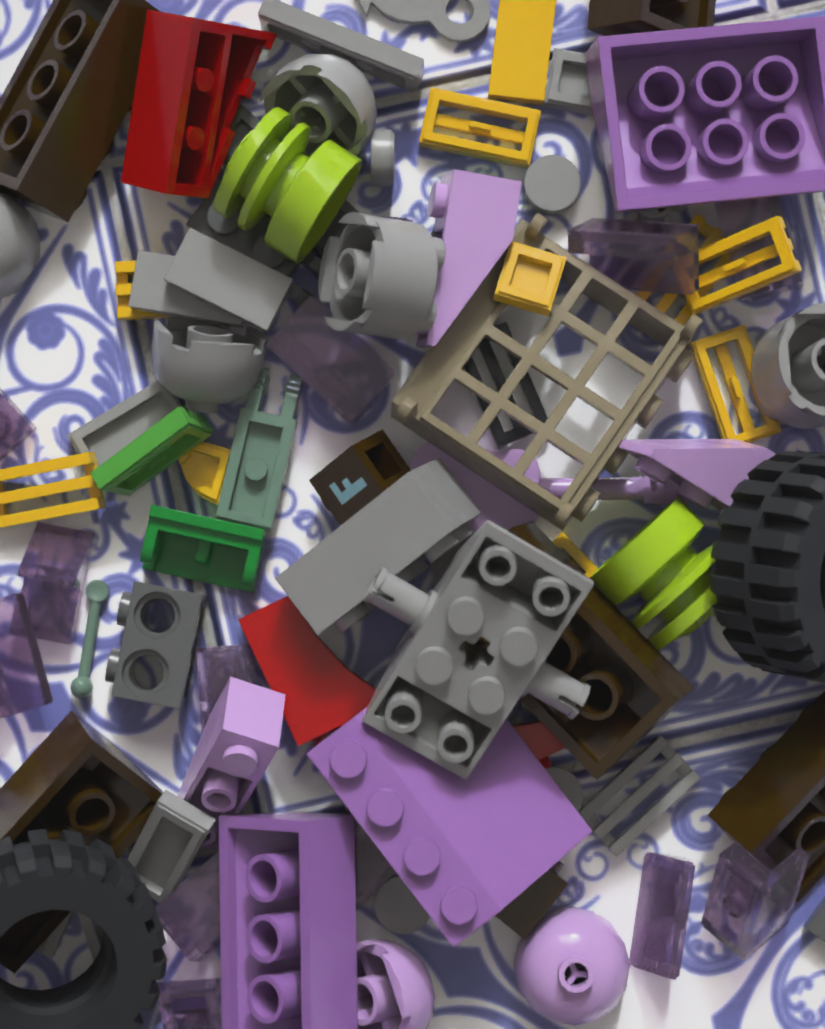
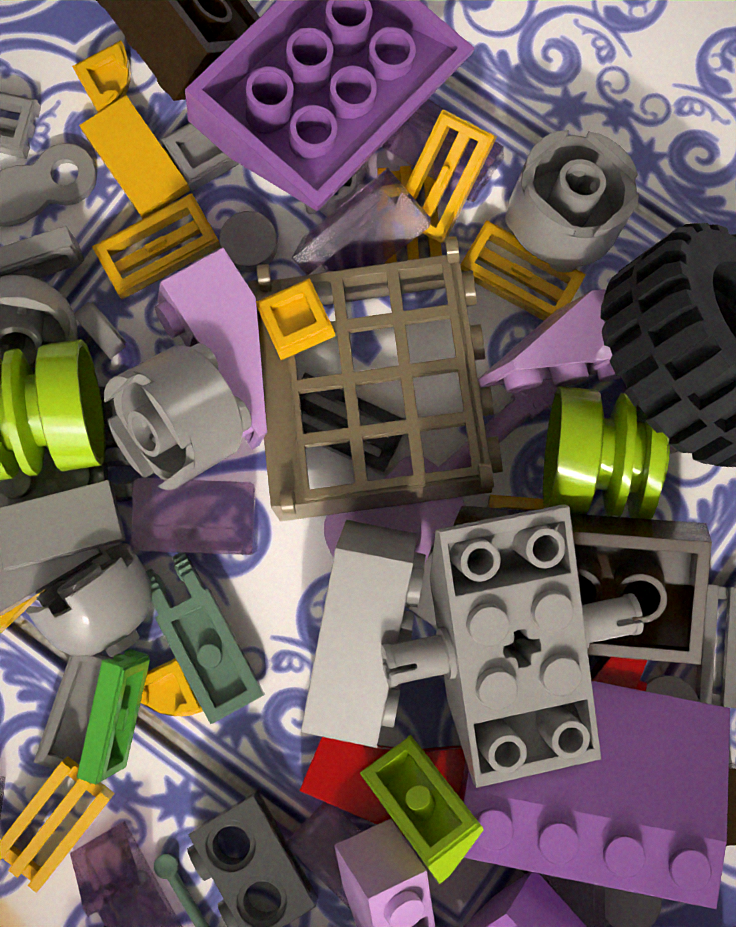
camera: 40 degrees left, 5 degrees down
(203, 549) = (221, 757): green hinge -> none
(314, 703) = (423, 807): none -> lime slope
(359, 475) = (297, 589): dark brown brick -> none

